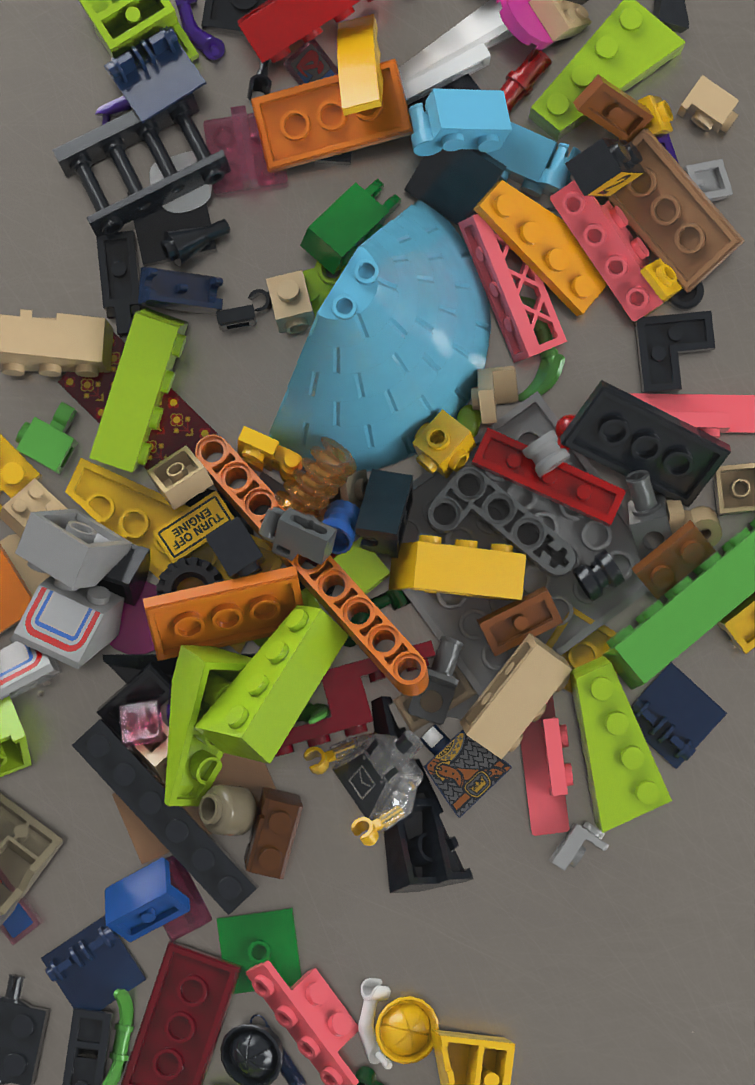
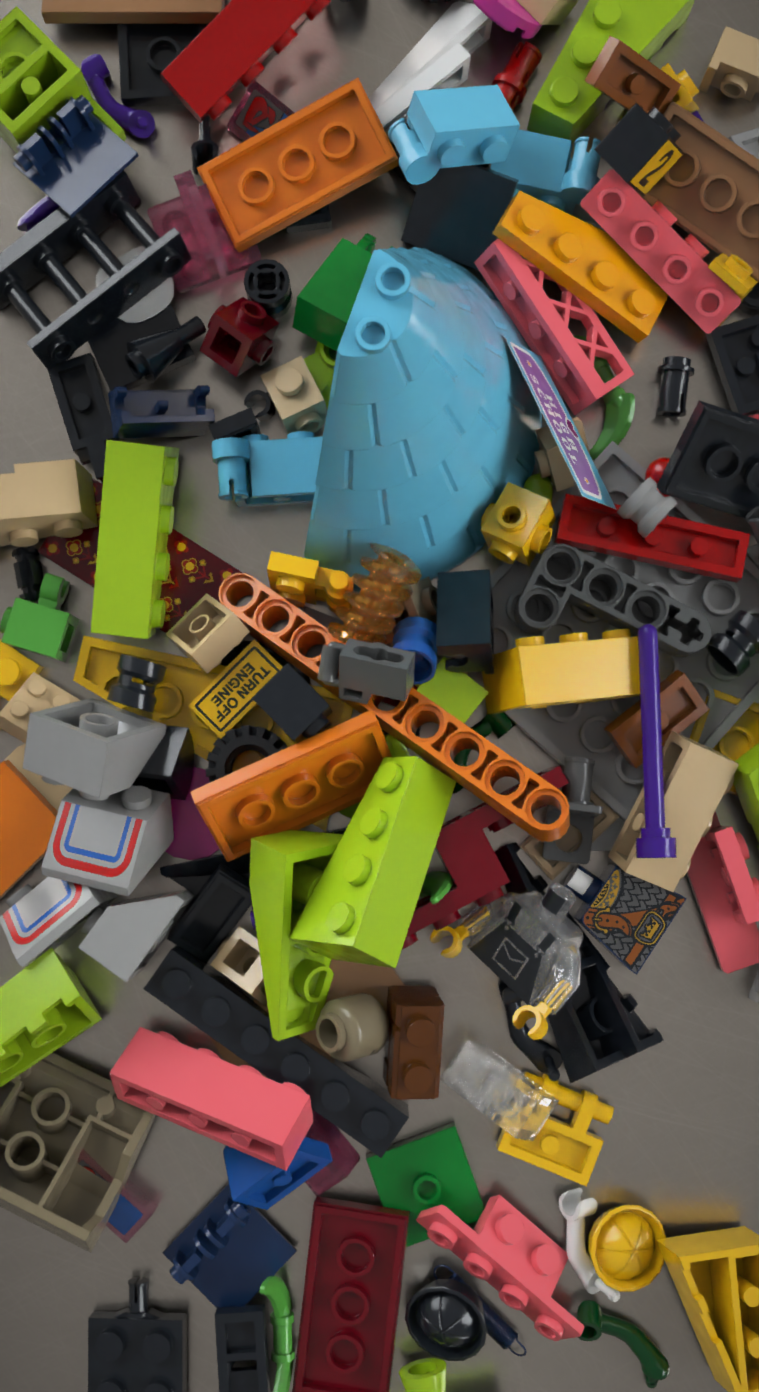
camera: 10 degrees left, 0 degrees up
(46, 398) = (28, 572): none -> black piece
(73, 698) = (131, 931): none -> light grey slope
(108, 839) = (213, 1097): none -> coral brick
(112, 513) = (133, 693): none -> black wheel
(141, 723) = (223, 943): clear pink tile -> none
(256, 244) = (240, 336): none -> dark red brick
(256, 355) = (267, 469): none -> medium azure hinge
(291, 214) = (273, 297): none -> black wheel
(332, 884) = (499, 1090): none -> clear brick
(359, 65) = (318, 91): yellow slope -> none
(363, 936) = (563, 1146): none -> yellow plate
(372, 867) = (539, 1052): none -> black piece
(493, 373) = (560, 424): none -> sticker
(493, 712) = (655, 838): none -> dark purple piece
(598, 356) = (674, 386): none -> black pin

